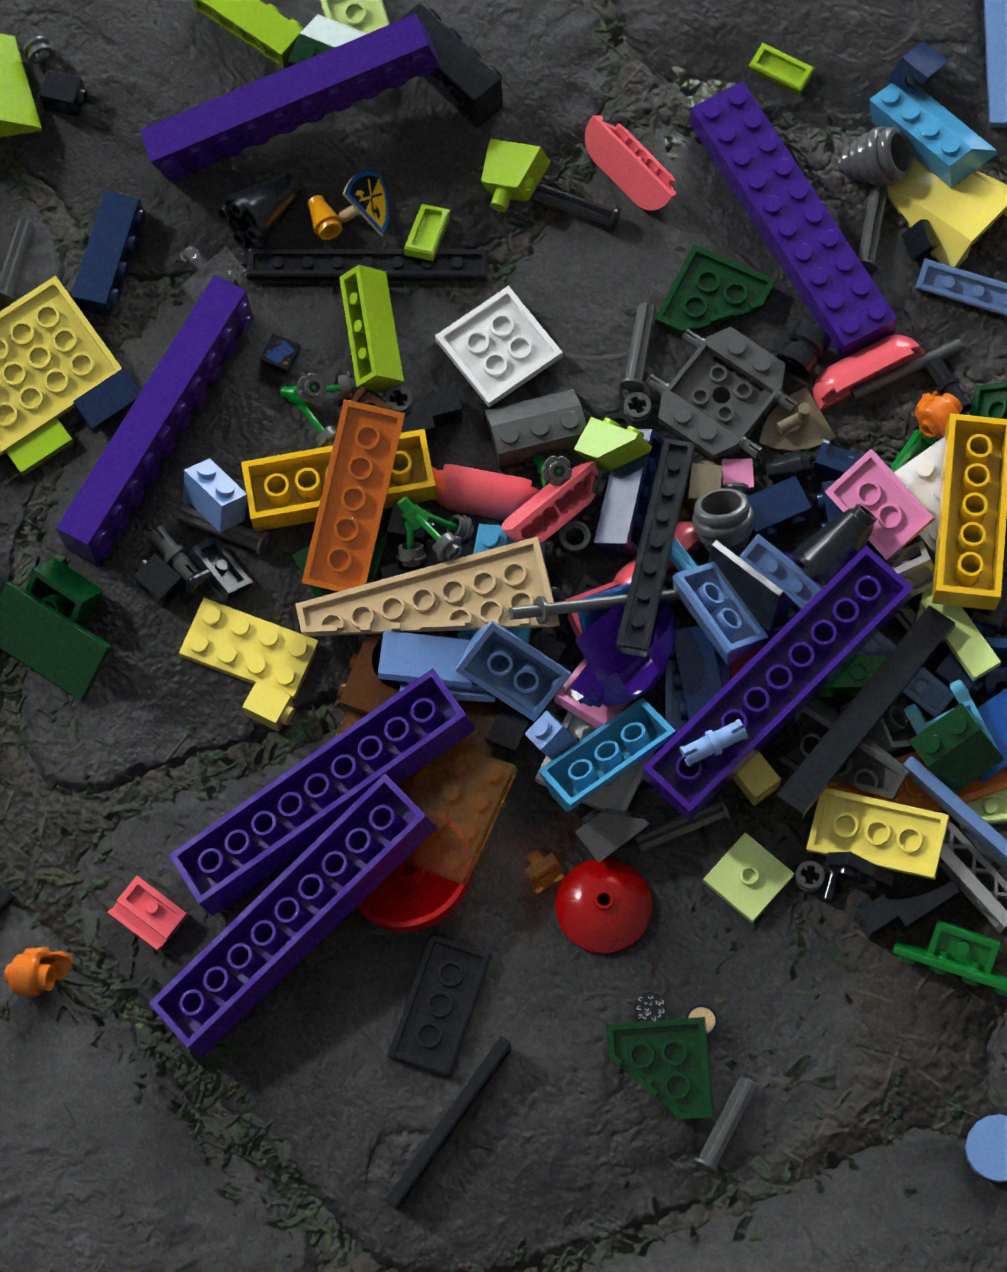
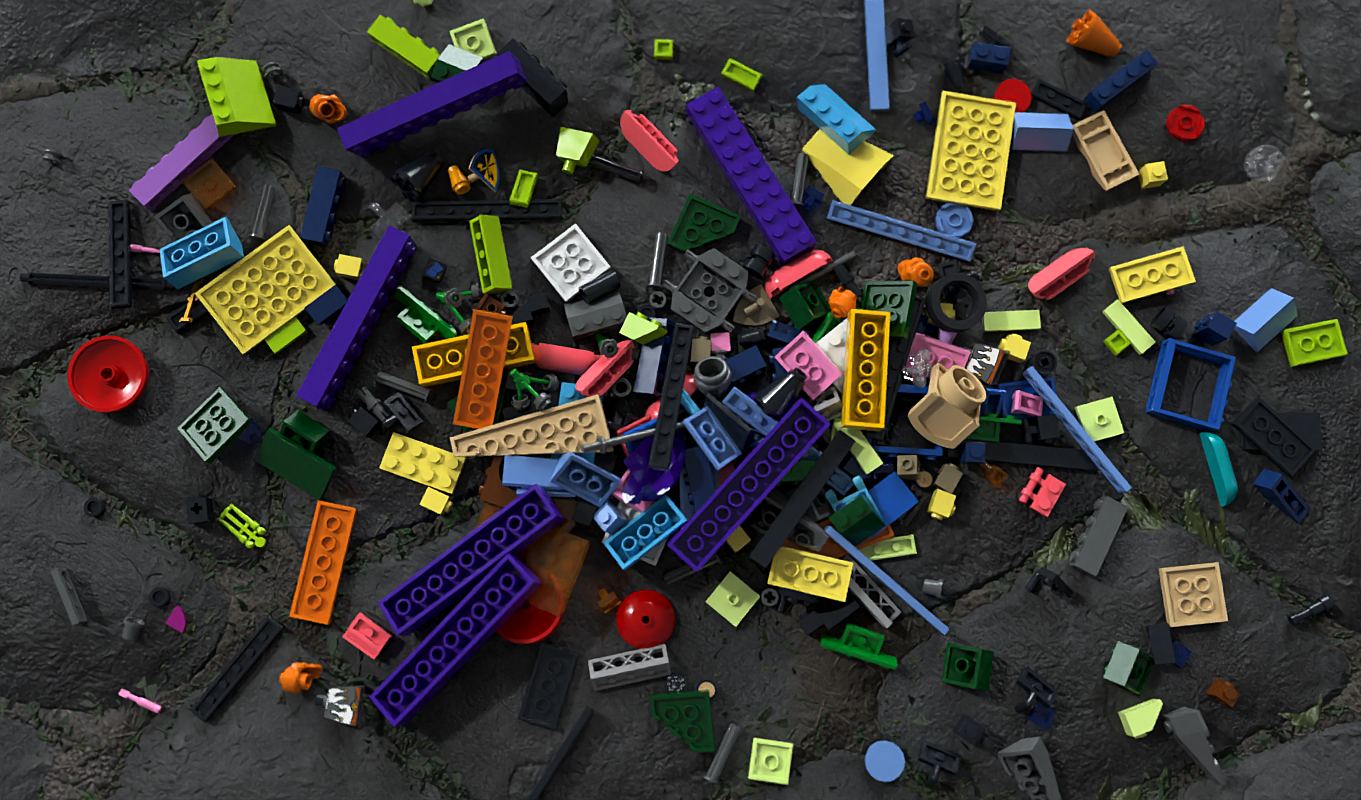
camera: 15 degrees left, 10 degrees up
(82, 796) = (323, 562): none -> orange plate
(104, 1018) = (343, 704): none -> torso
(124, 106) = (328, 108): none -> orange head
(145, 344) = (349, 267): none -> light yellow brick
(214, 495) = (396, 367): medium blue brick -> none
(254, 423) = (421, 319): none -> green bracket
(544, 382) = (599, 287): none -> black pin
(575, 984) = (629, 671): none -> light grey fence
(610, 830) = (649, 575): dark grey slope -> none
(657, 29) = (663, 49): none -> lime tile
(713, 742) = (710, 529): light blue pin -> none
(806, 1139) = (770, 761): none -> yellowish green plate
(877, 157) = (802, 135): dark grey piece -> none
(877, 417) = (805, 304): none -> dark green slope
(892, 254) = (812, 197): none -> clear blue tile
(919, 240) = (829, 187): black tile -> none
(920, 63) = (827, 73): dark blue hinge -> none

